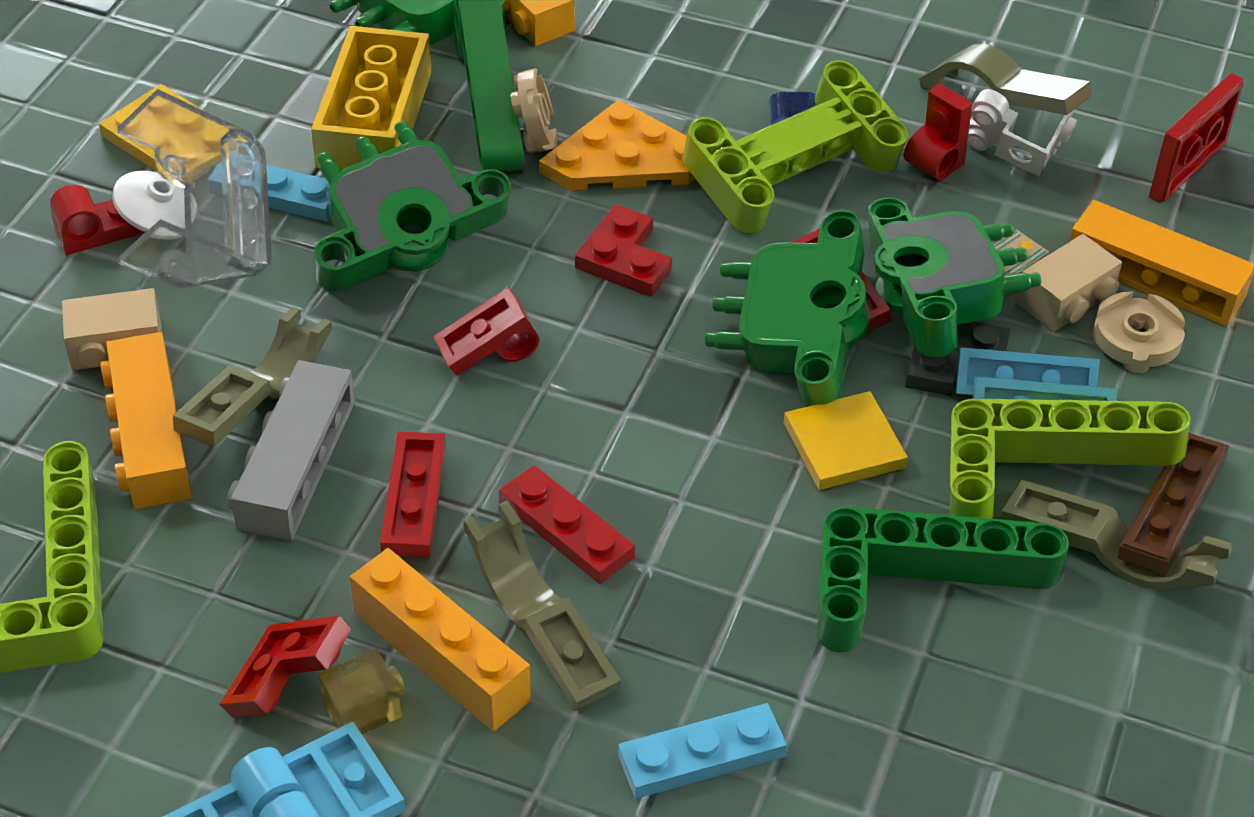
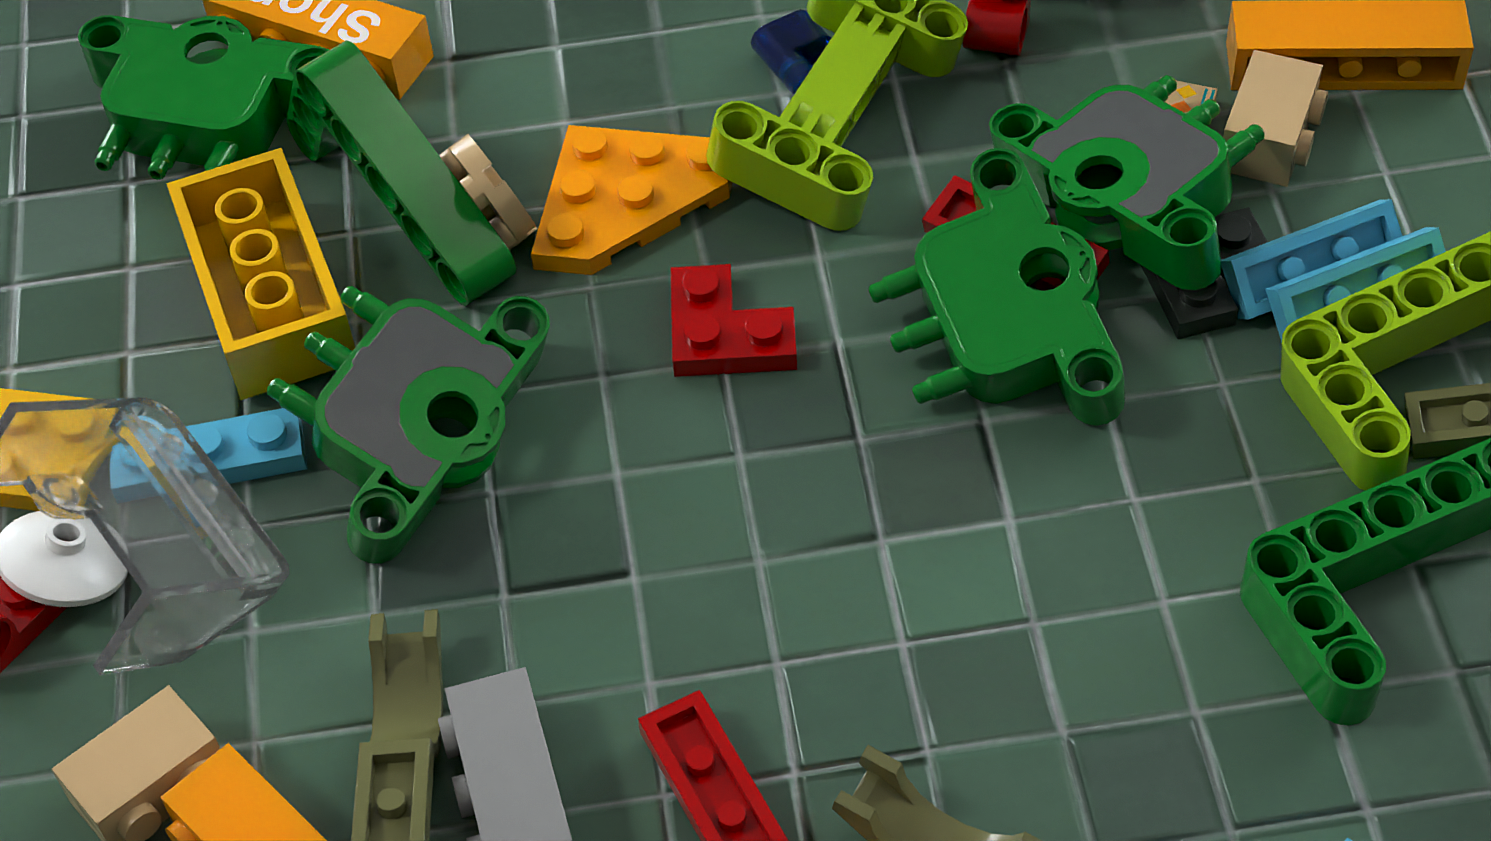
camera: 25 degrees left, 5 degrees up
(492, 326) = (650, 515): red plate -> none
(567, 524) = (930, 729): red plate -> none
(845, 440) = (1169, 445): yellow tile -> none
(1134, 348) = (1394, 166): tan plate -> none

